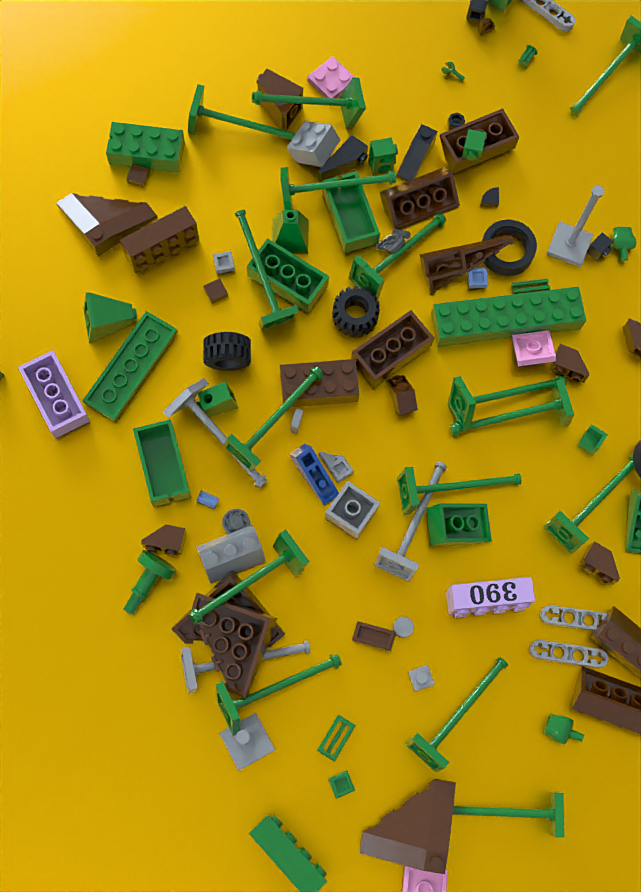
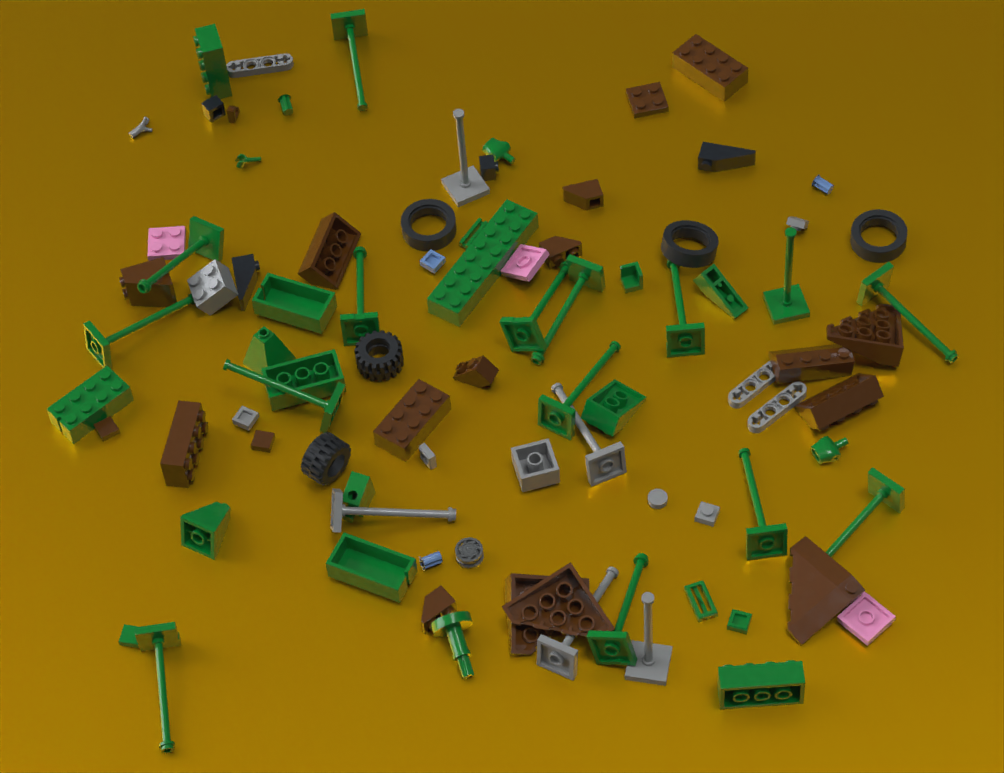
camera: 40 degrees left, 20 degrees down
(54, 394) = (237, 605): lavender brick -> none
(105, 220) = (120, 480): reddish brown slope -> none
(130, 366) = (266, 540): green plate -> none
(231, 553) = (491, 566): light grey slope -> none
(243, 451) = (418, 497): green tile -> none
(288, 553) = (531, 529): green tile -> none
(289, 189) = (234, 326): green tile -> none
(314, 473) = (479, 472): blue slope -> none
(337, 466) = (489, 456): light grey tile -> none
(374, 636) = (646, 521): reddish brown tile -> none
(382, 155) = (271, 250): green brick -> none
(392, 348) = (434, 350): reddish brown brick -> none
(393, 241) = (346, 291): dark grey piece -> none
(417, 153) = (290, 228): black slope -> none
(447, 264) = (402, 271): reddish brown wedge -> none
(455, 120) = (291, 187): black tile -> none
(473, 145) = (328, 181): green brick -> none
(490, 596) = (687, 421): lavender brick -> none
(491, 197) = (376, 208): black tile -> none
(499, 139) = (324, 181): reddish brown slope -> none
(601, 563) = (729, 337): reddish brown slope -> none

